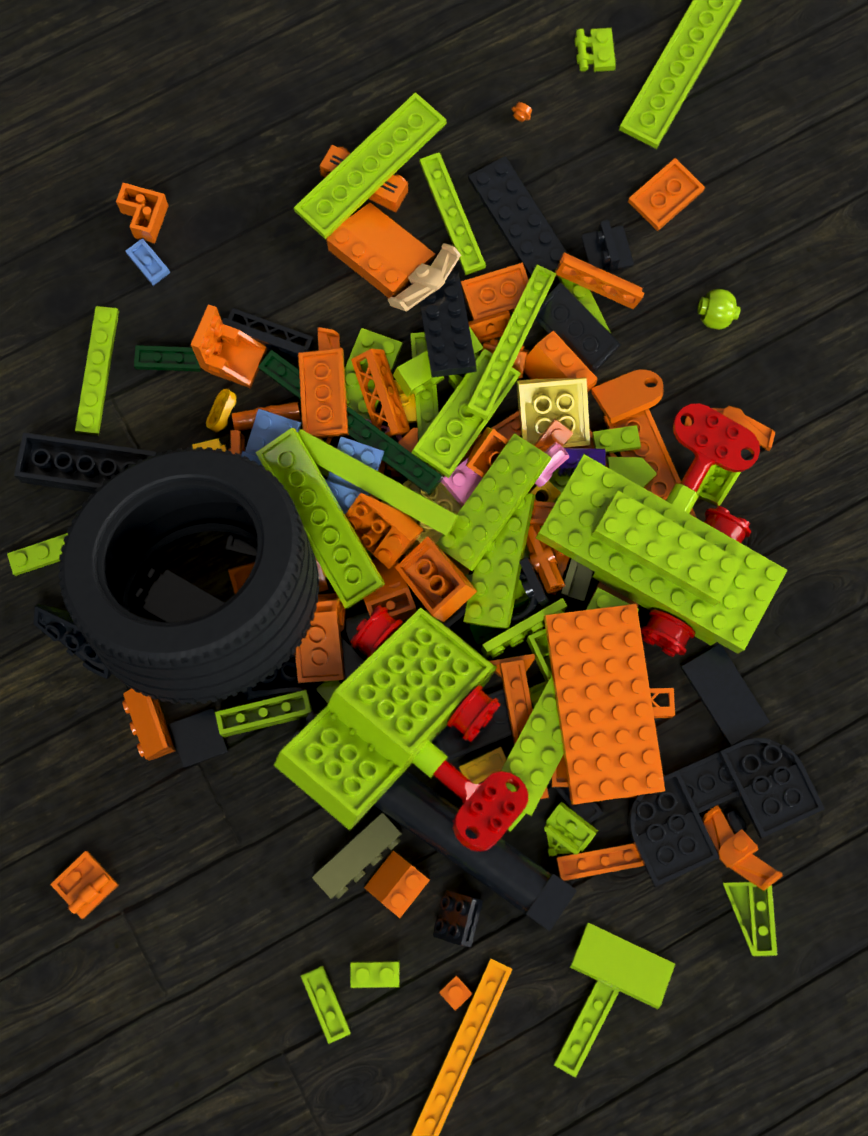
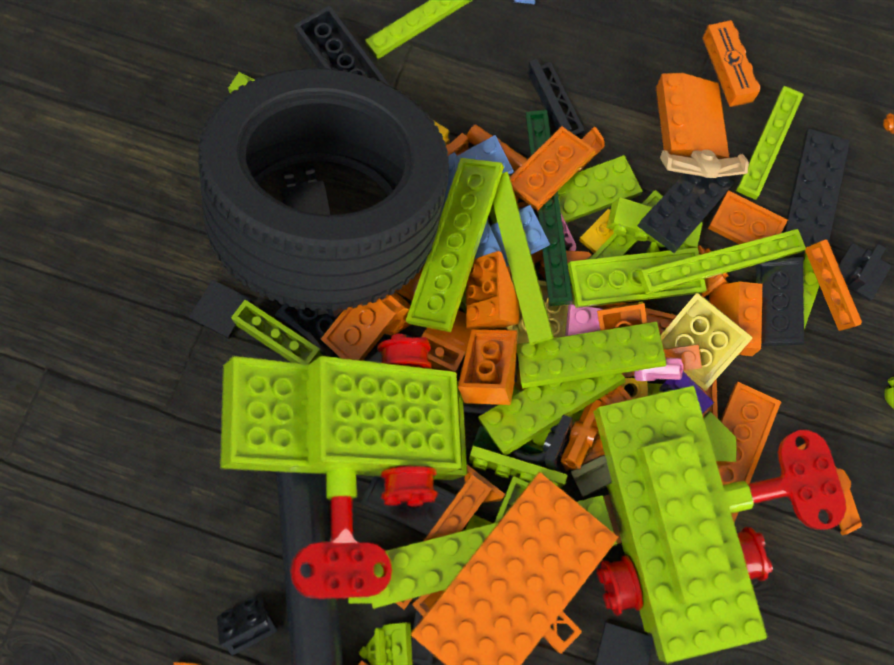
camera: 45 degrees right, 5 degrees down
(84, 885) = (42, 325): orange plate -> none
(148, 725) = (197, 269): orange slope -> none
(166, 358) = (473, 53): dark green plate -> none
(221, 409) = (475, 115): yellow plate -> none
(226, 350) = (514, 76): orange bracket -> none
(325, 1004) = (94, 581): lime tile -> none
(356, 856) = (229, 501): olive brick -> none
(370, 165) = (745, 54): lime plate -> none
(375, 974) = (146, 598): lime brick -> none
(385, 387) = (594, 207): orange fence -> none
(396, 884) = (232, 552): orange slope -> none
(484, 766) = (381, 535): yellow plate -> none
(490, 326) = (715, 238): orange plate -> none
(617, 439) = (730, 407): lime plate -> none
(628, 394) = (773, 385): orange tile -> none
(716, 485) = (775, 516): lime bracket -> none

